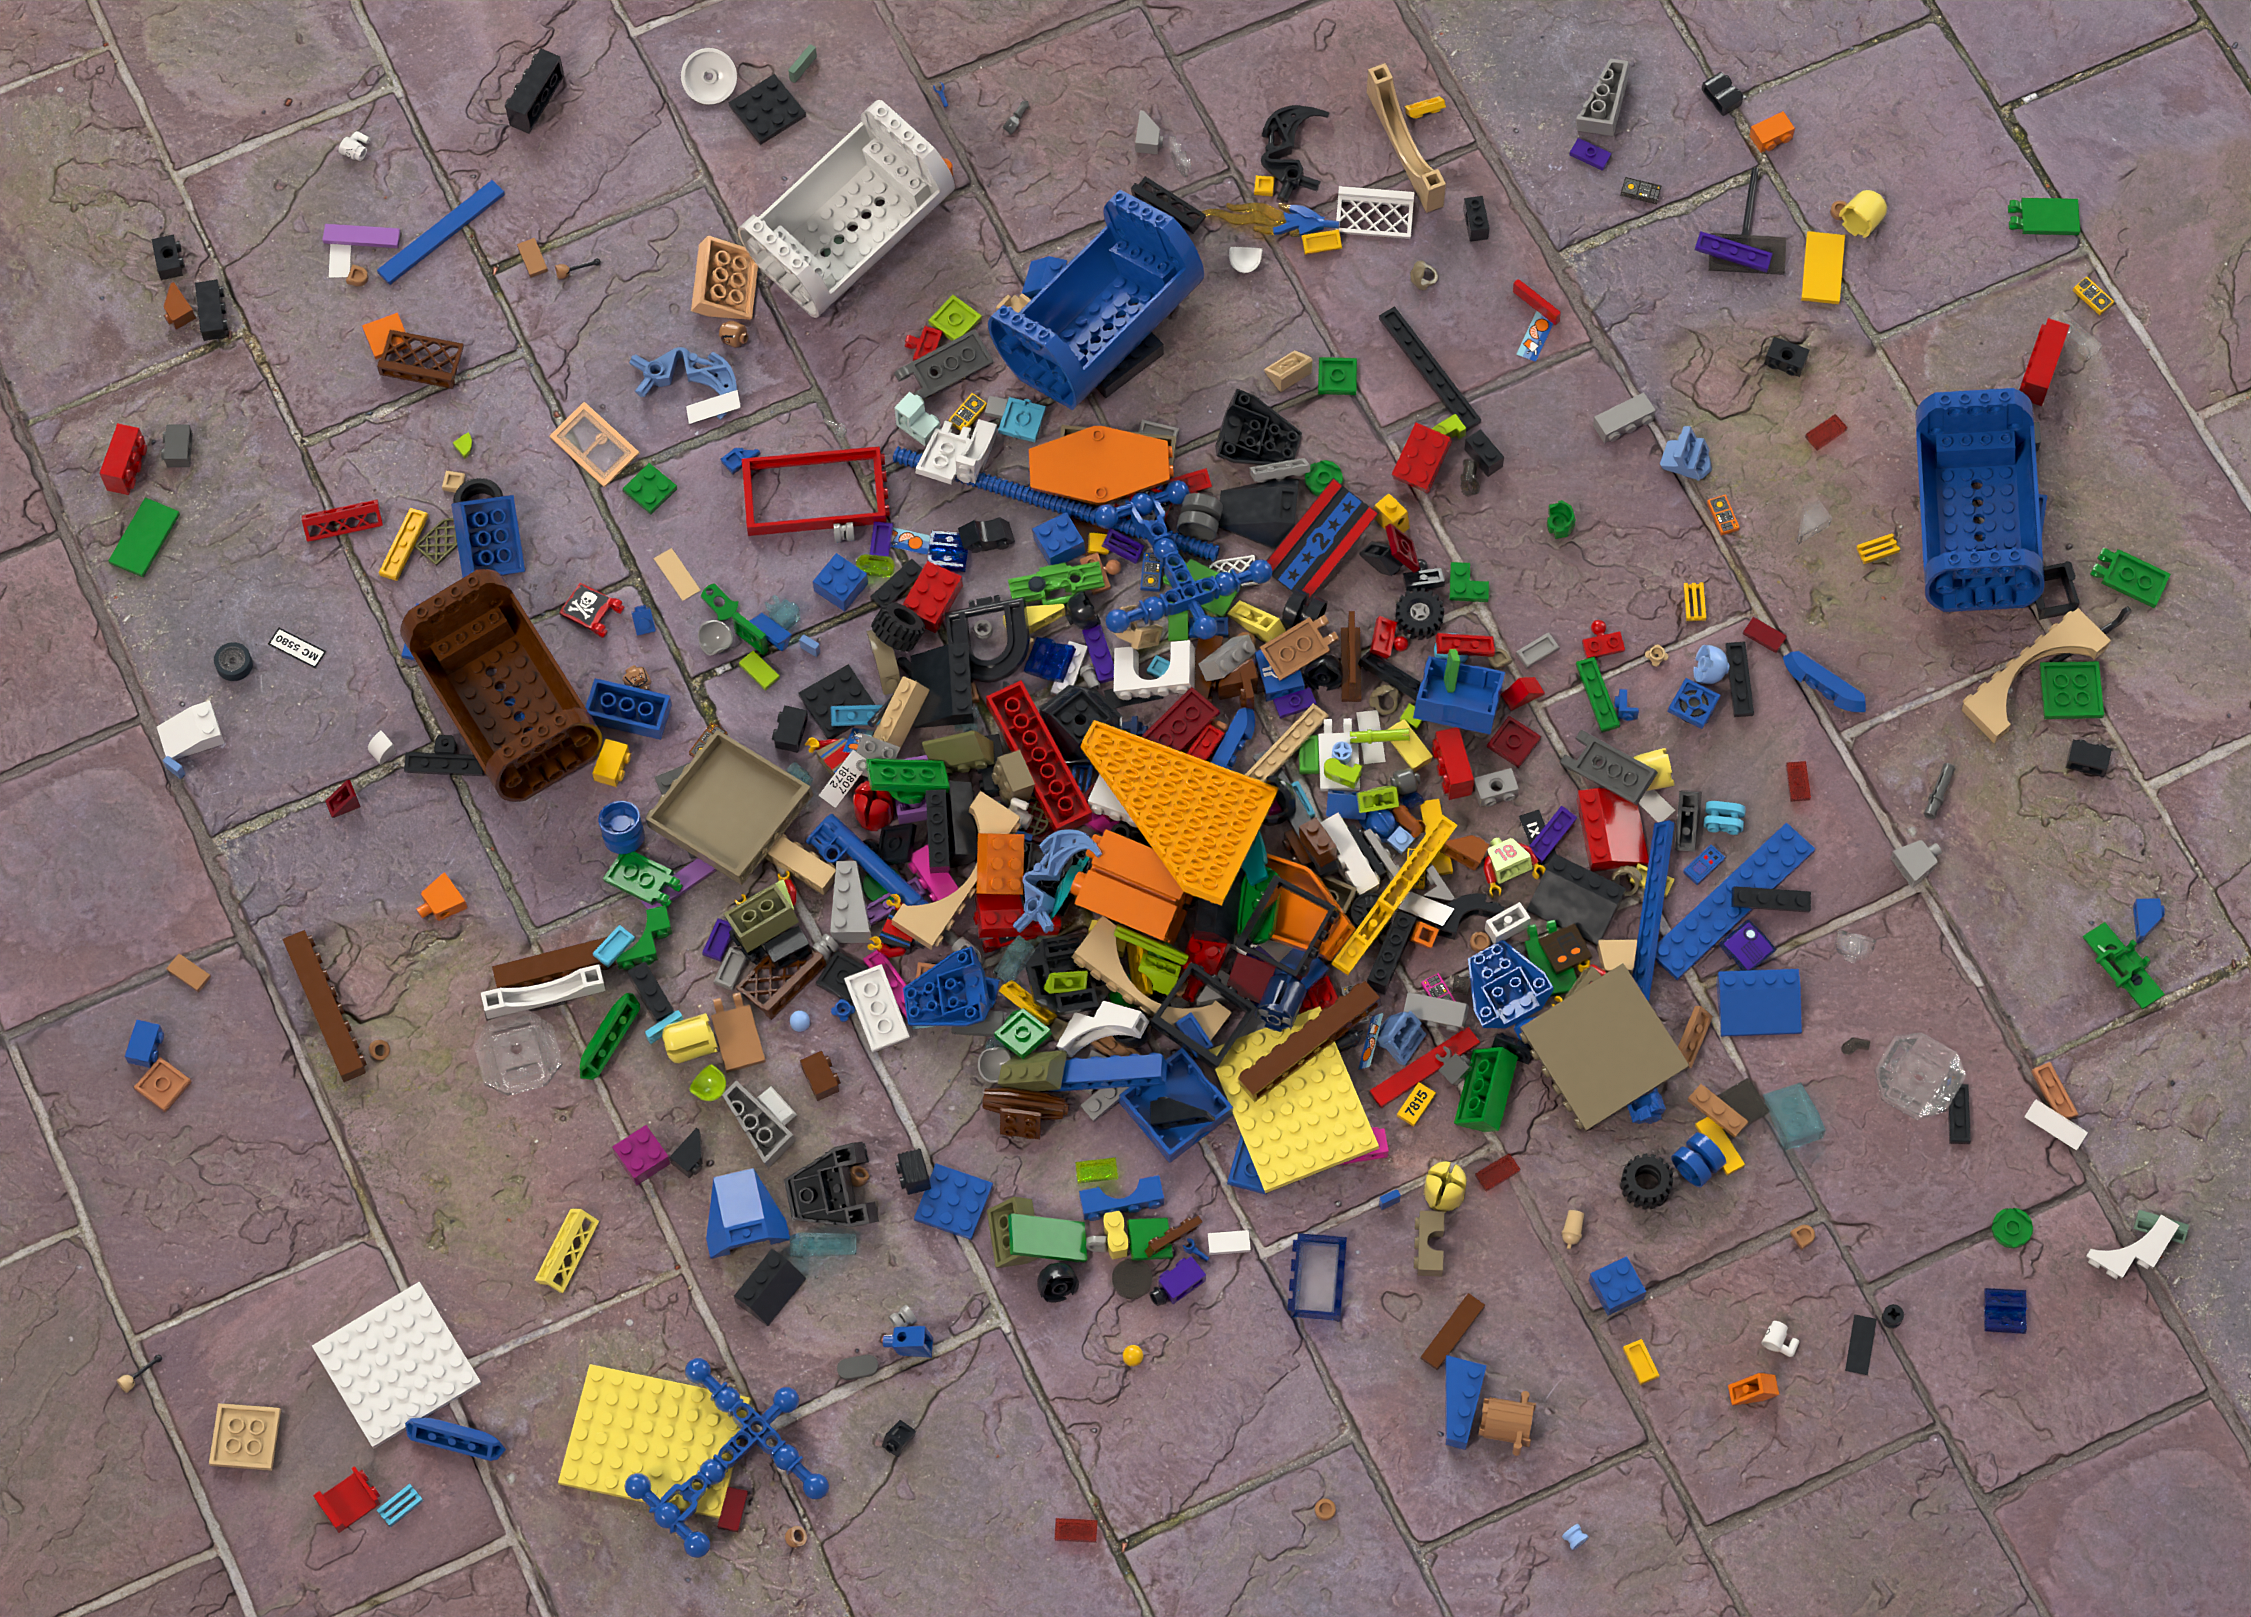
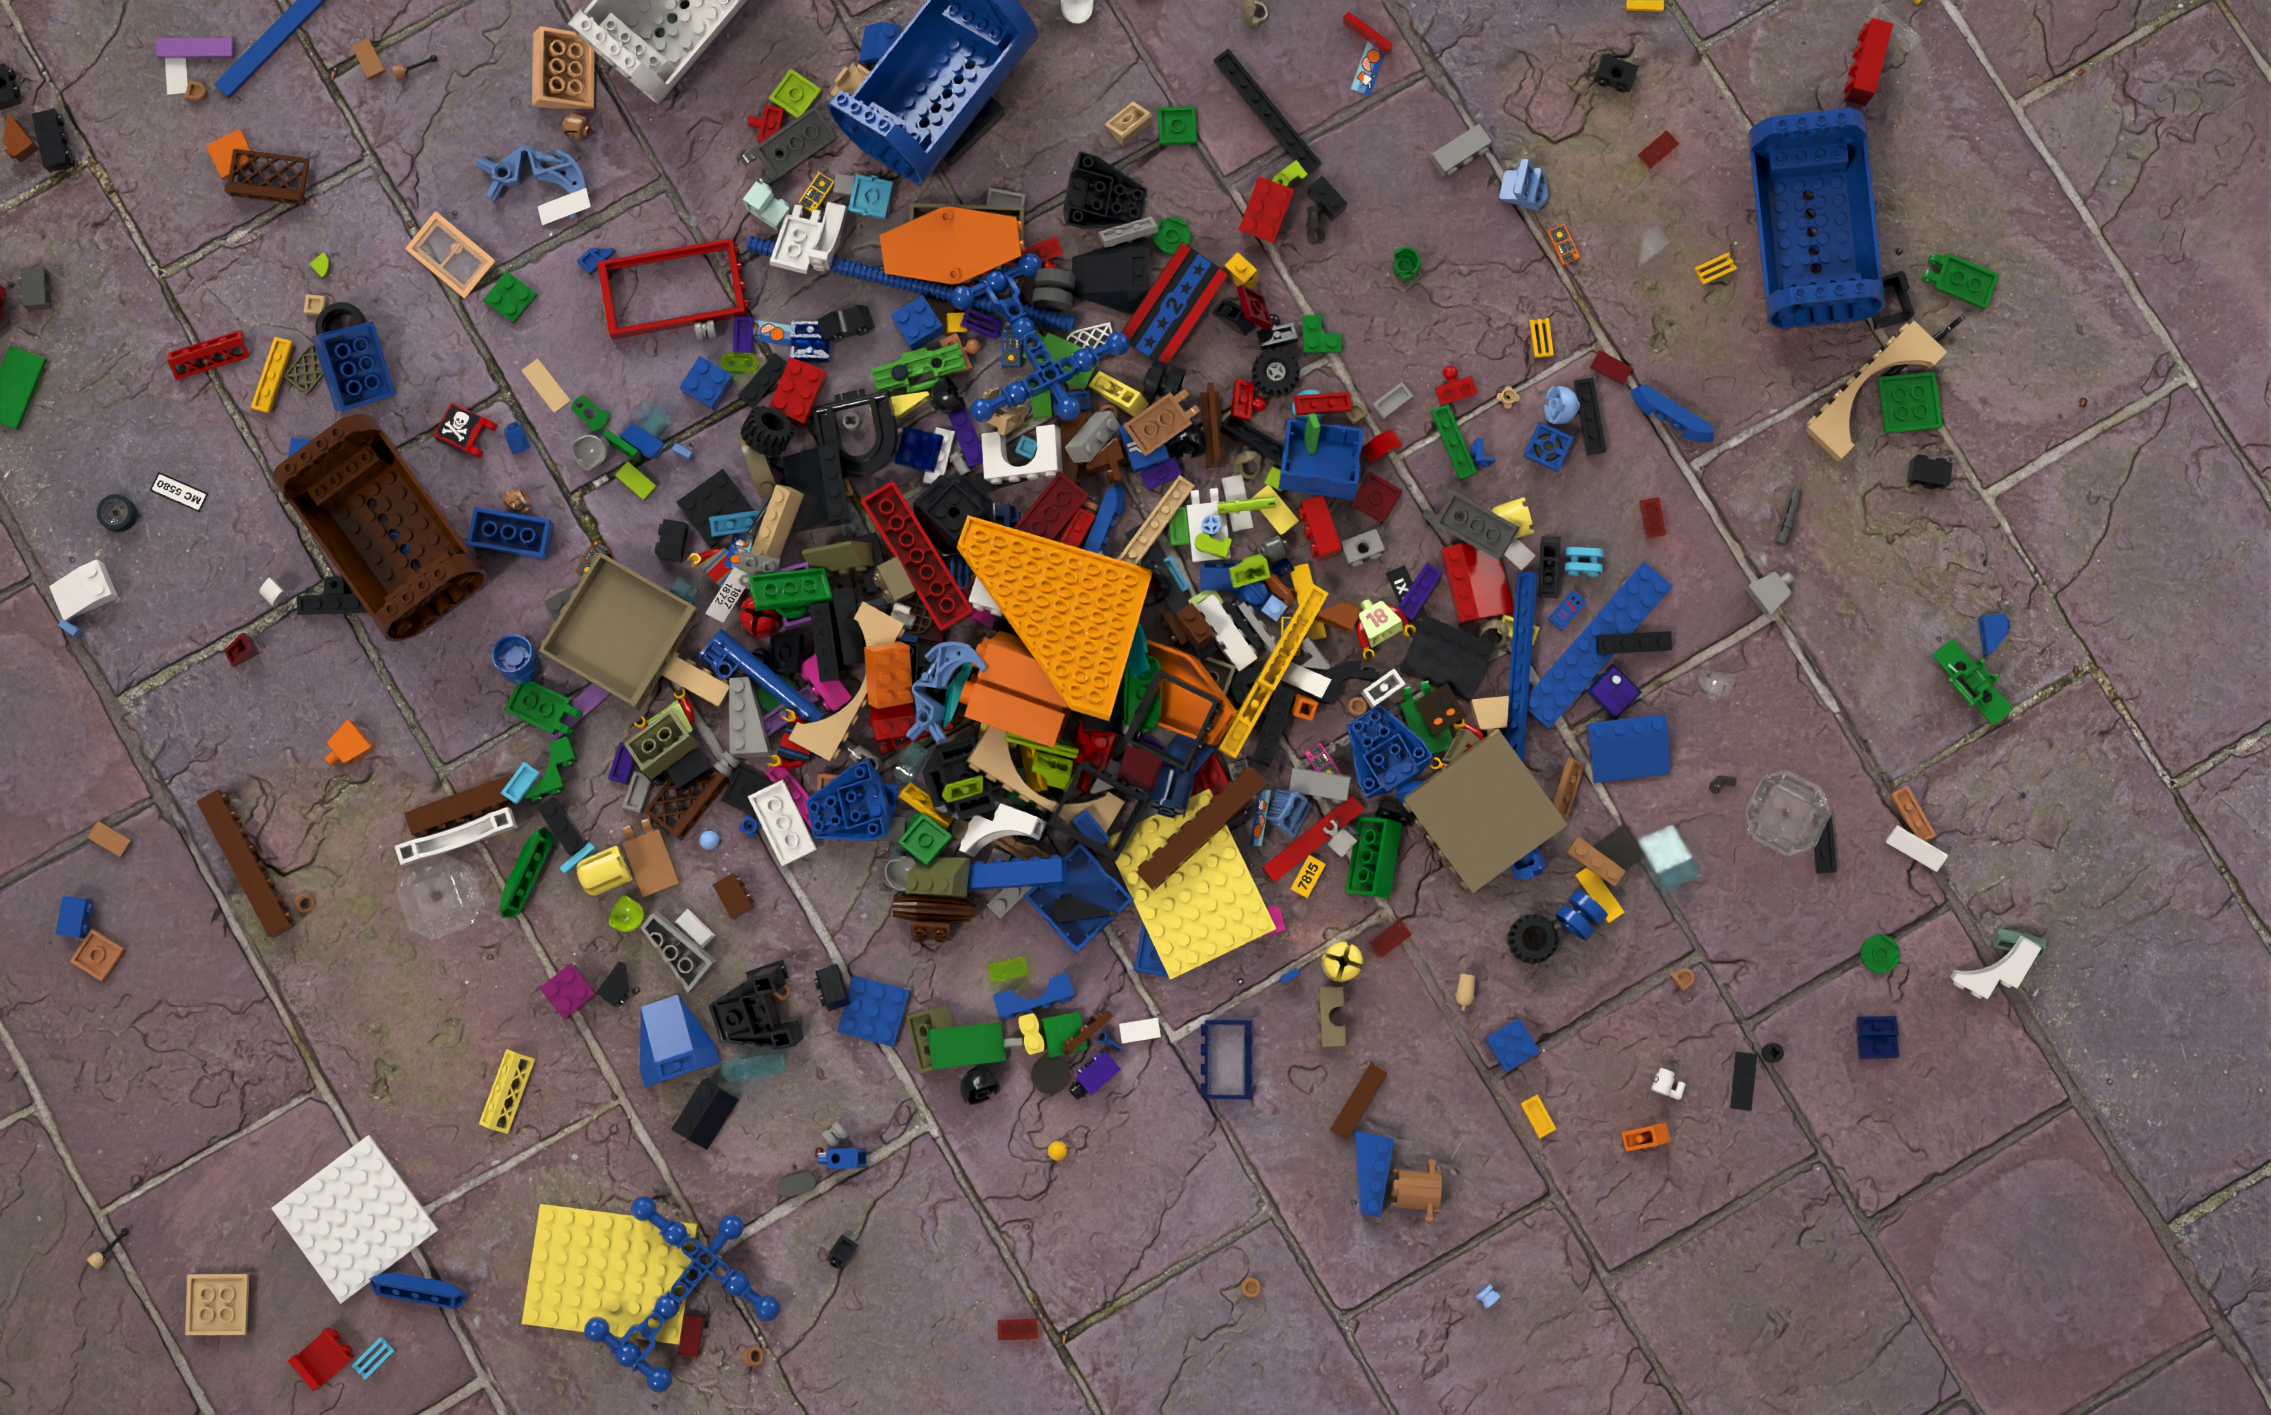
camera: 10 degrees left, 15 degrees up
(611, 763) = (500, 590): yellow brick -> none

